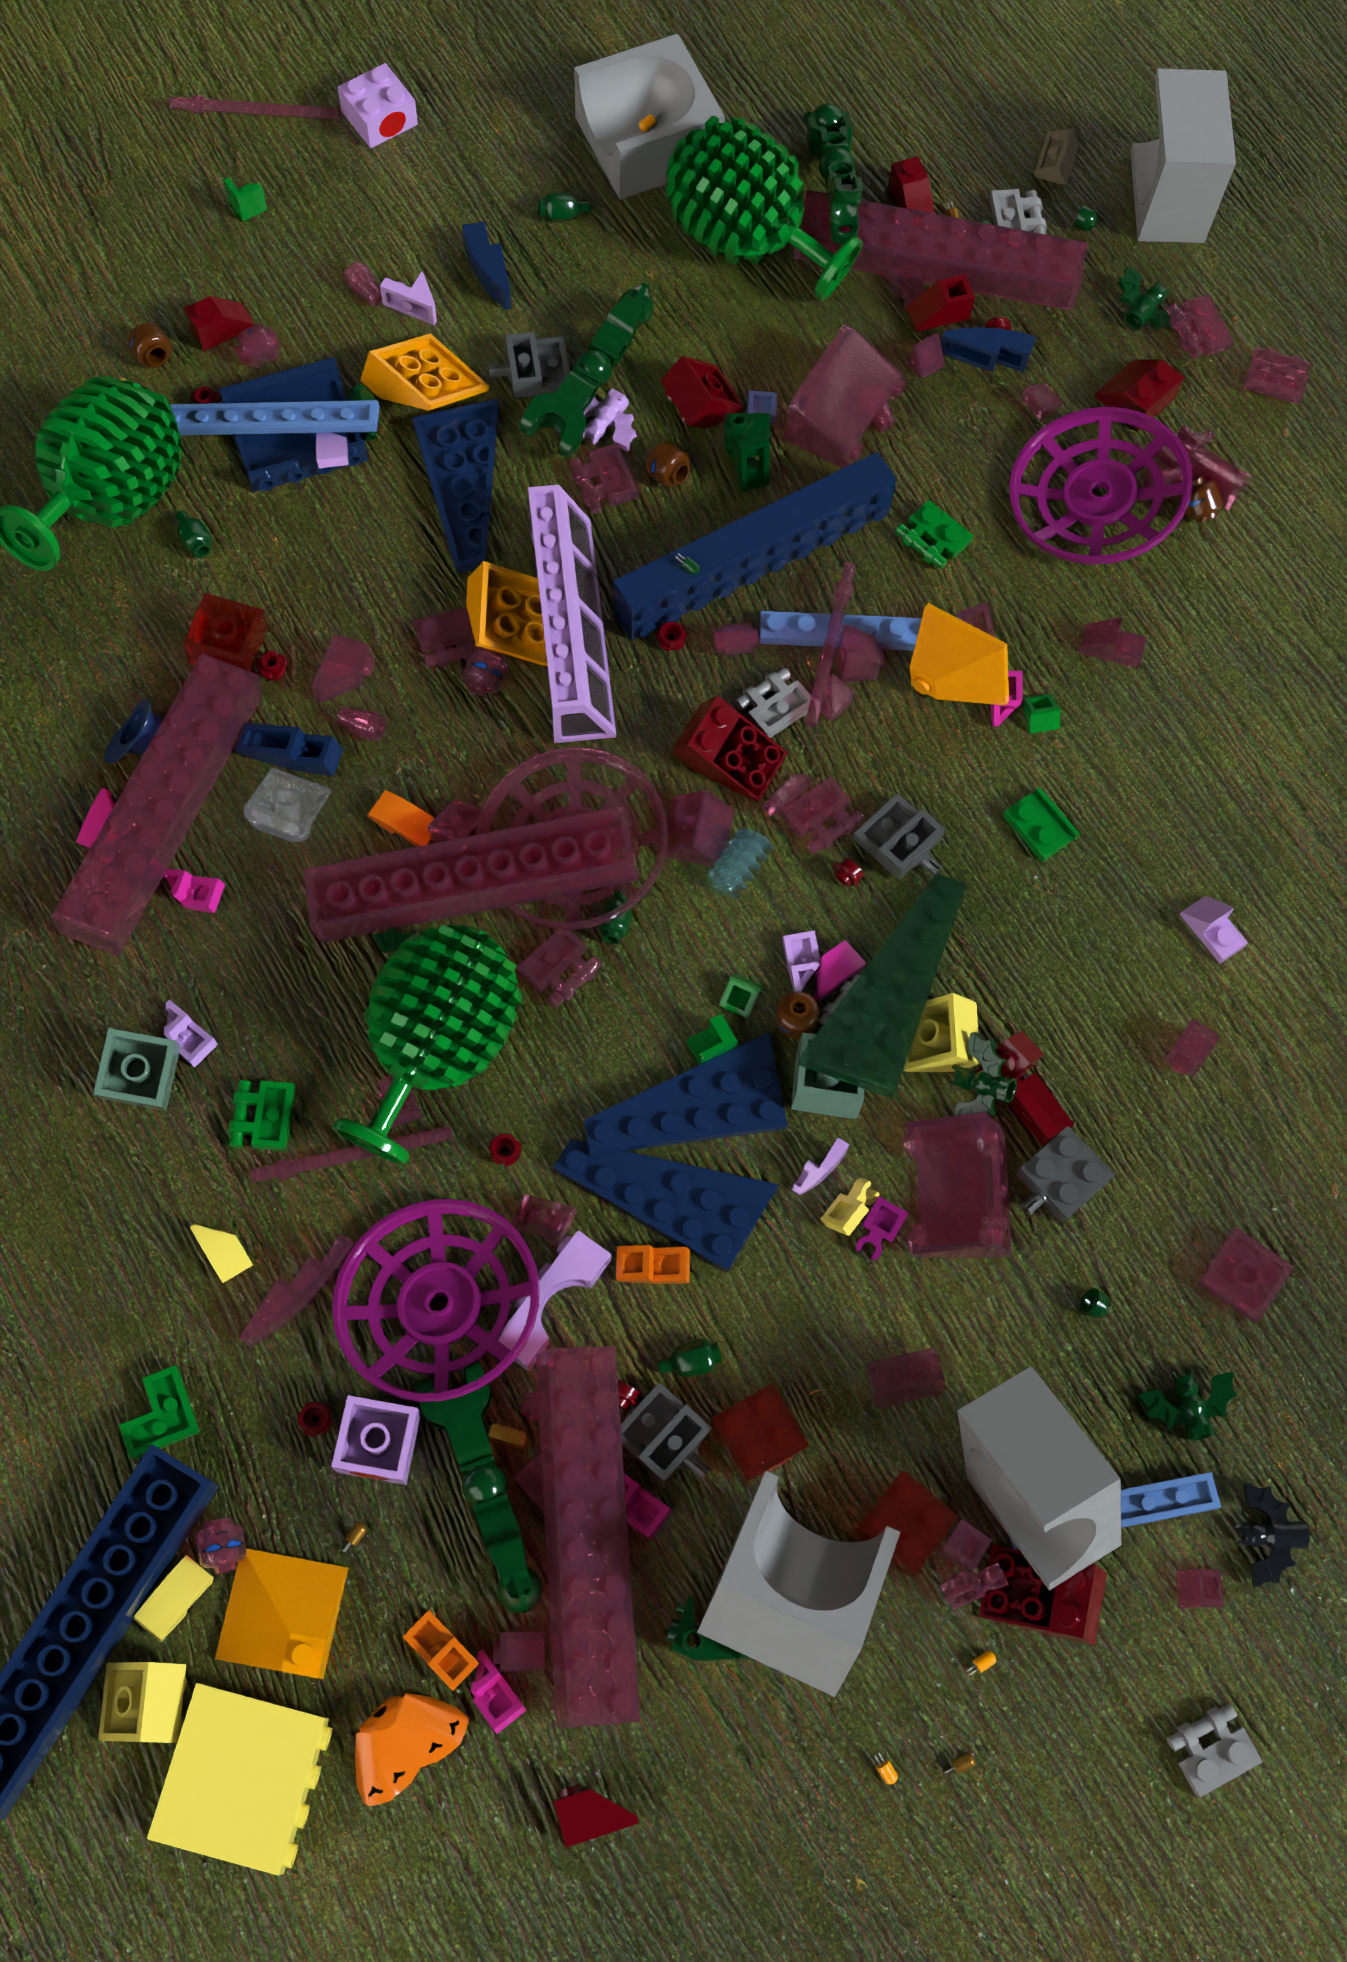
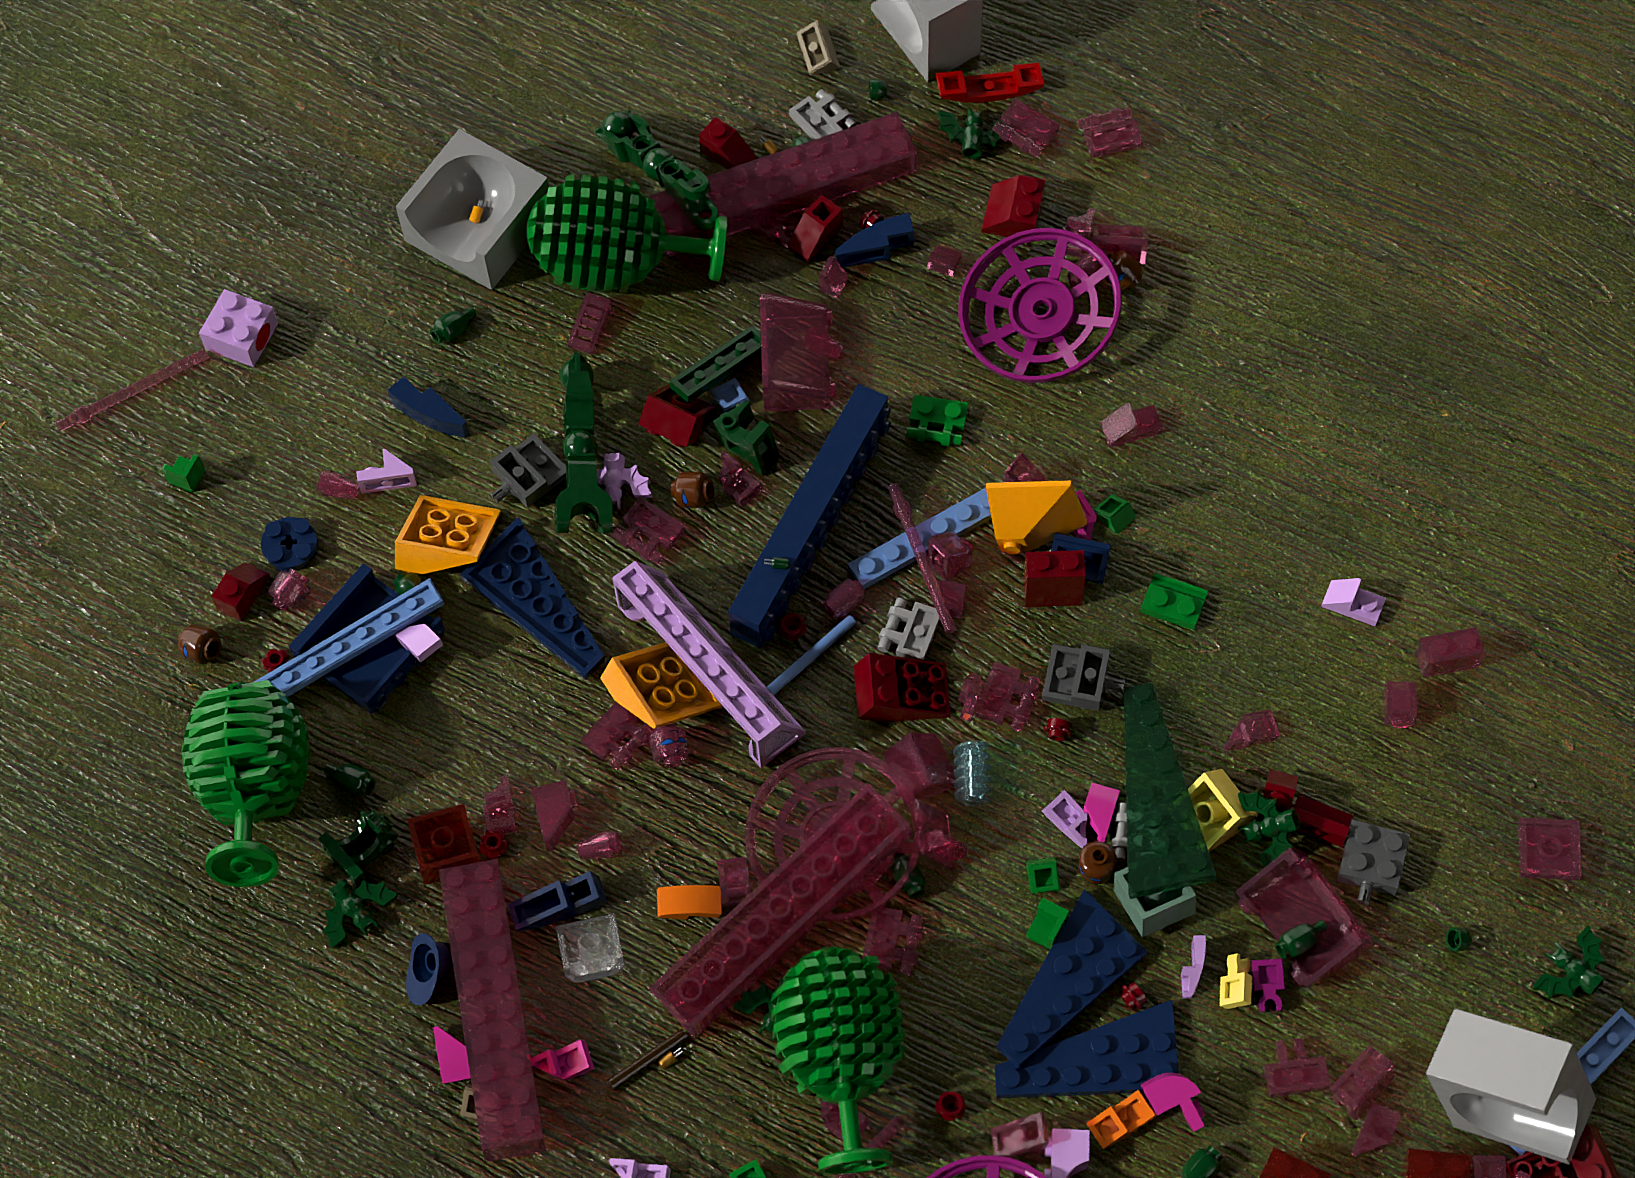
camera: 25 degrees left, 5 degrees down
(114, 641) = (351, 904): none -> dark green animal
(140, 595) = (371, 826): none -> dark green tile
(265, 934) = (647, 1059): none -> dark brown bar
(287, 946) = (669, 1059): none -> pearl gold piece
(289, 295) = (285, 529): none -> dark blue plate
(301, 638) = (499, 809): none -> clear pink slope
(664, 897) = (935, 836): none -> clear pink hinge
(670, 672) = (814, 652): none -> medium blue bar
(696, 261) = (595, 307): none -> clear pink slope
(713, 482) = (737, 482): none -> clear pink slope
(716, 1267) = (1171, 1090): none -> dark pink brick
(744, 1158) = (1133, 996): none -> dark red plate
(762, 370) = (718, 365): none -> dark green plate
(845, 1330) = (1295, 1076): none -> clear pink hinge
(888, 1431) = (1376, 1129): none -> clear pink slope
(937, 732) = (1054, 578): none -> dark red brick
(939, 1205) = (1299, 939): none -> dark green plant
(977, 732) = (1095, 554): none -> dark blue hinge
(1033, 984) = (1252, 728): none -> clear pink slope
(1192, 274) = (990, 87): none -> red slope
(1275, 1030) = (1450, 652): none -> clear pink brick

